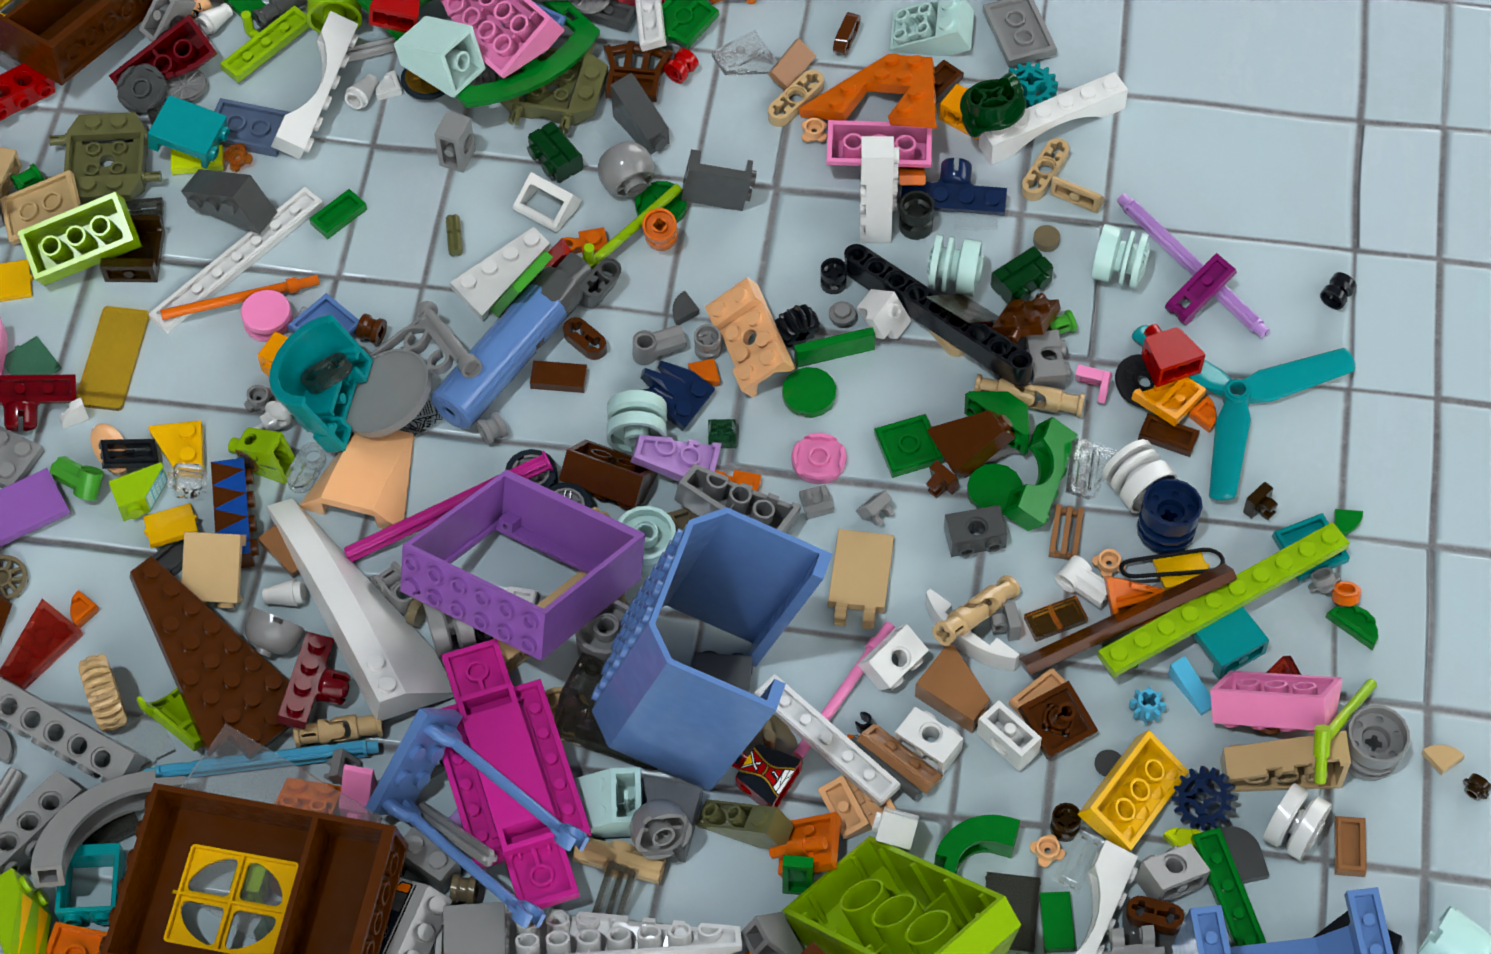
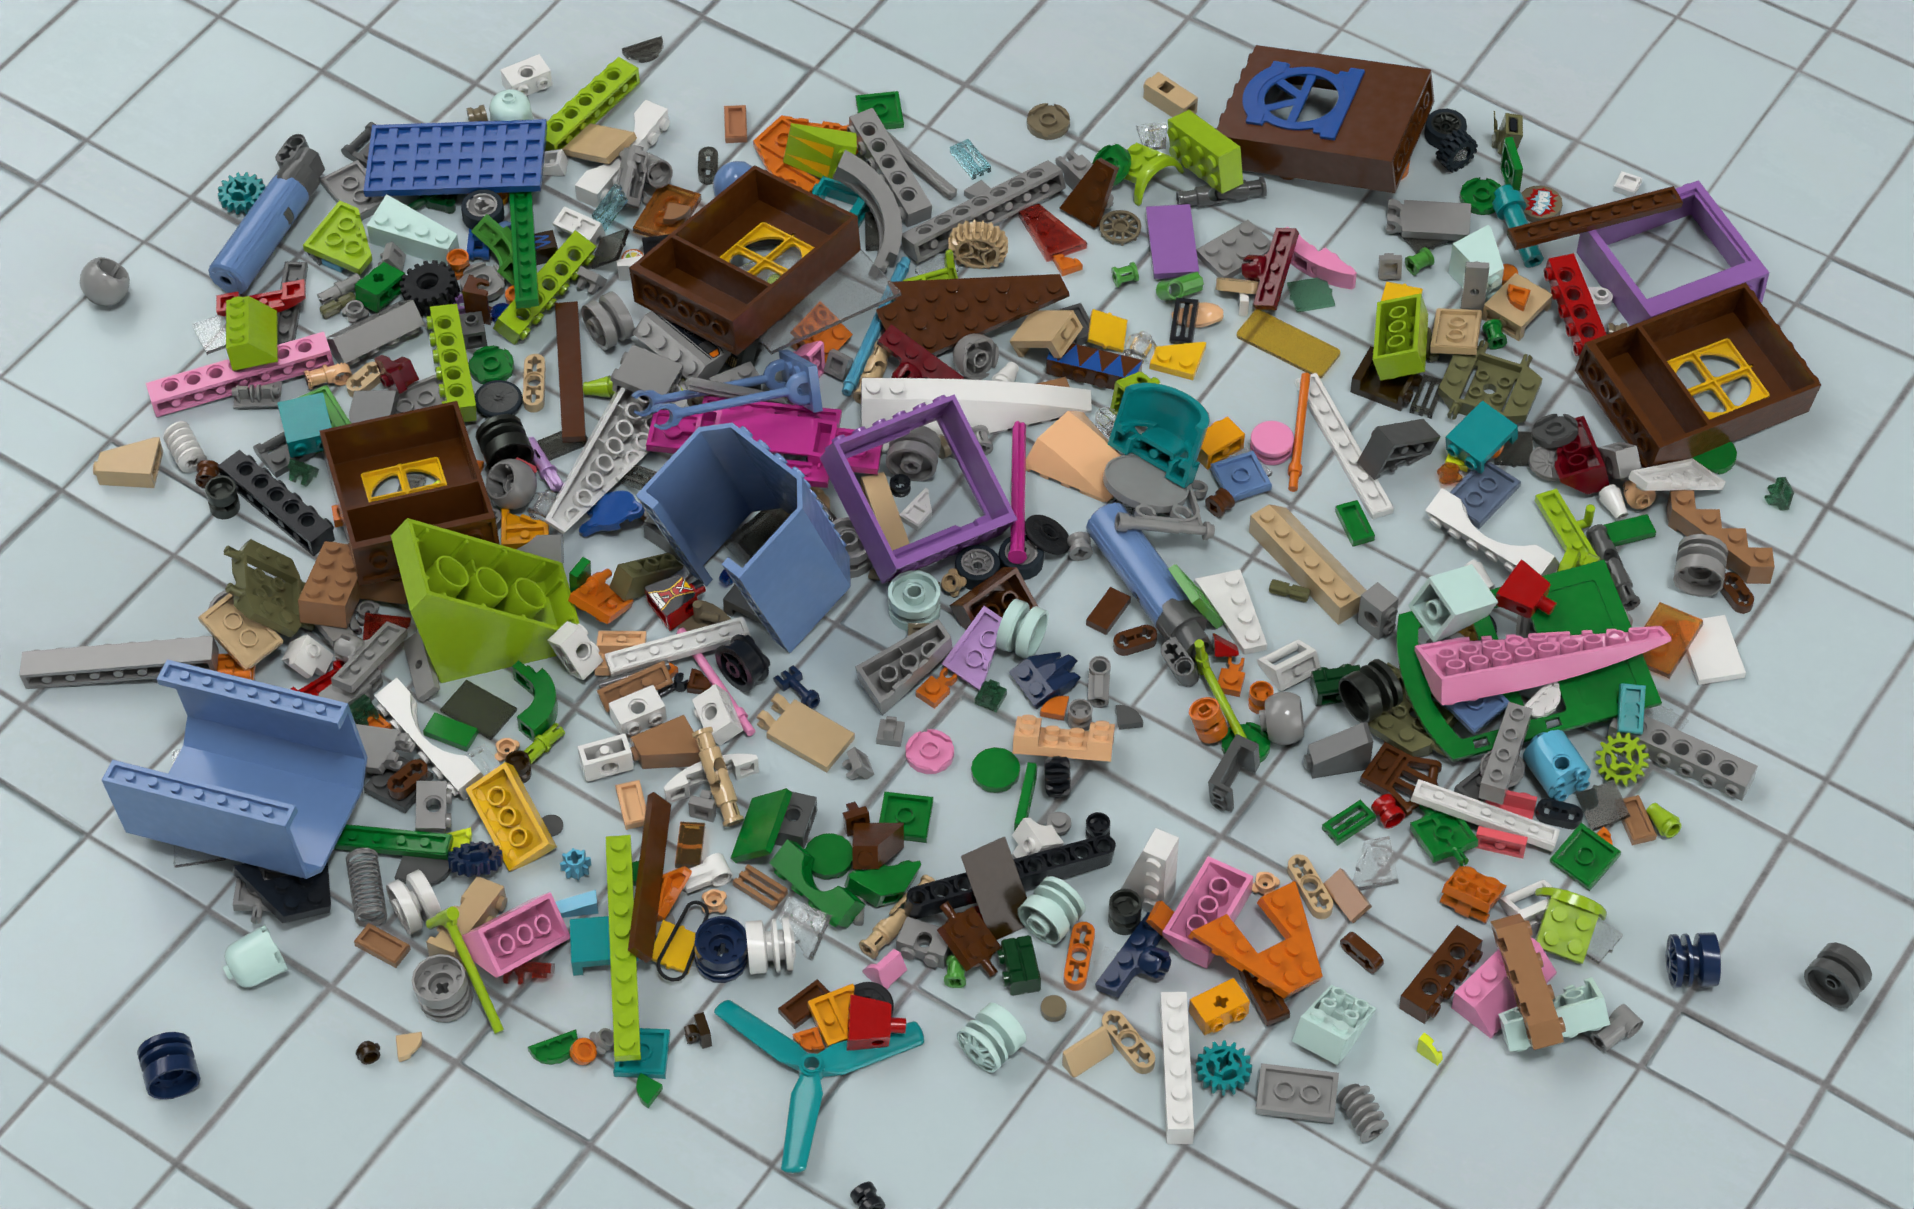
camera: 115 degrees right, 5 degrees down
(52, 426) = (1236, 285): none -> tan beam
(77, 540) = (1132, 276): none -> bright green bush
(138, 490) = (1146, 315): lime slope -> none
(326, 373) = (1175, 437): clear smoke beam -> none
(412, 228) = (1307, 561): none -> tan slope
(492, 460) = (1054, 543): none -> black wheel
(570, 97) = (1370, 691): none -> pearl dark grey wheel
(603, 206) = (1258, 693): none -> orange wheel
(678, 895) = (611, 511): none -> blue tile
(703, 98) = (1336, 833): none -> green tile
(804, 618) = (809, 698): none -> dark blue hinge
(818, 658) = (742, 662): none -> black wheel
(853, 706) = (697, 682): none -> reddish brown tile
(986, 231) = (1076, 946): none -> orange beam
(992, 105) = (1199, 992): dark green piece -> none
(1004, 549) = (761, 825): none -> green tile
(1027, 817) = (543, 742): none -> lime pin
(1066, 715) = (599, 791): reddish brown plate -> none
(1191, 263) = (962, 1104): lavender piece -> none
(1200, 288) = (927, 1089): magenta plate -> none
(1280, 910) = (350, 866): none -> light grey piece

